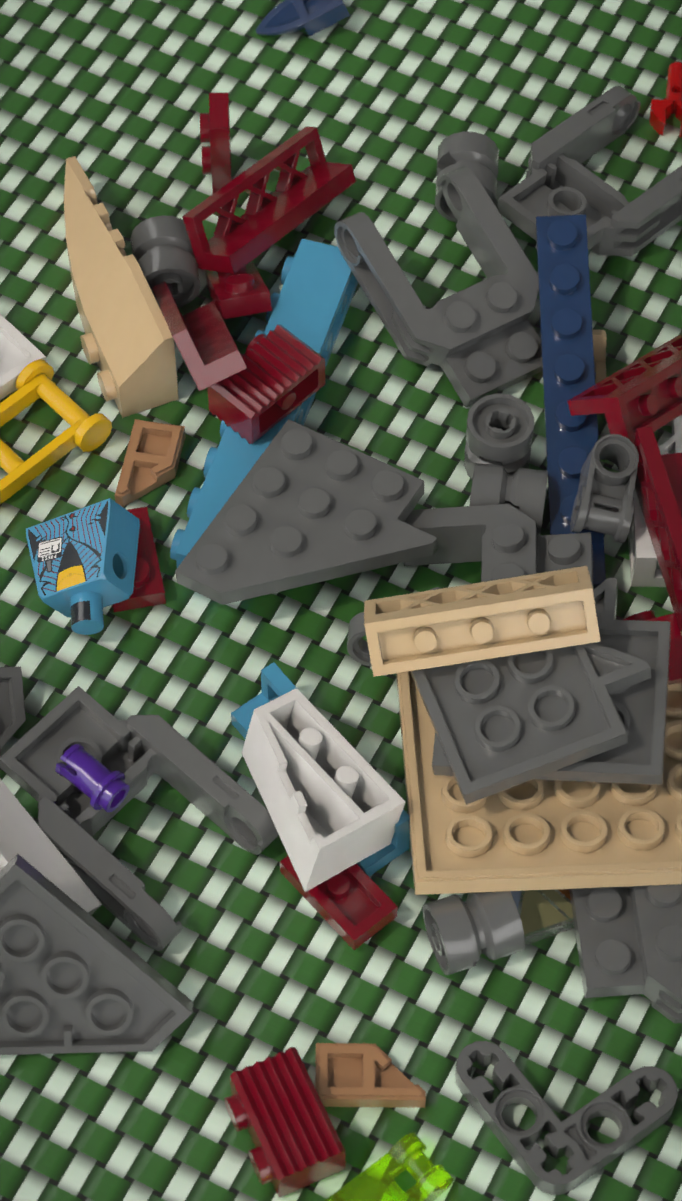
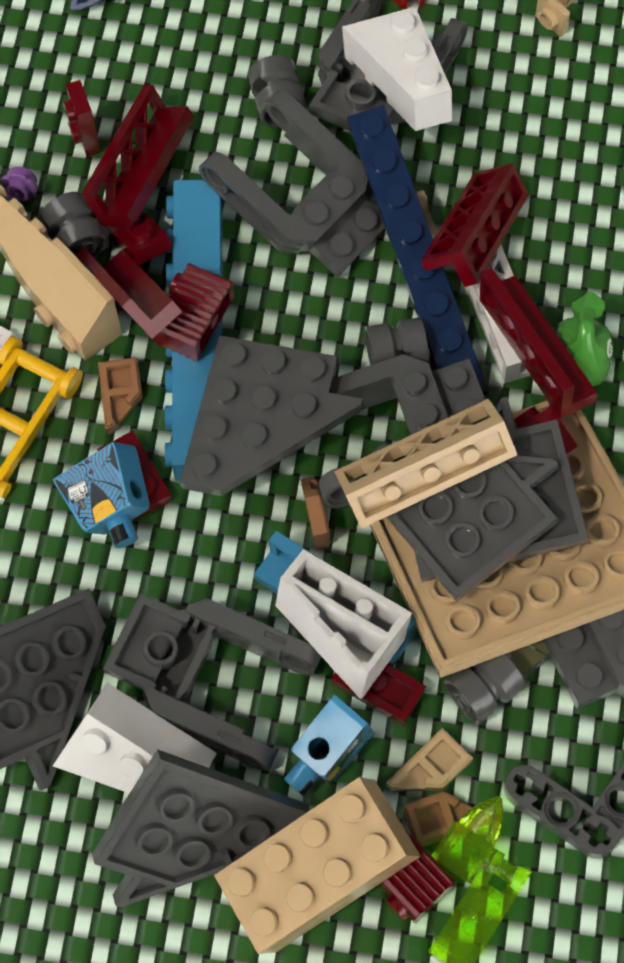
camera: 15 degrees left, 10 degrees up
(95, 780) = (179, 663): dark purple pin -> none
(120, 198) = (20, 184): none -> medium lavender plate
(173, 1073) = (316, 865): none -> tan brick
(247, 936) = (340, 731): none -> dark azure torso
(334, 668) = (316, 512): none -> medium nougat tile
(371, 1010) = (432, 766): none -> tan tile
(387, 1111) = (471, 840): none -> clear neon green plate
(499, 433) = (374, 298): dark grey wheel -> none
(604, 497) = (470, 330): dark grey piece -> none
(625, 177) = (402, 64): none -> white wedge

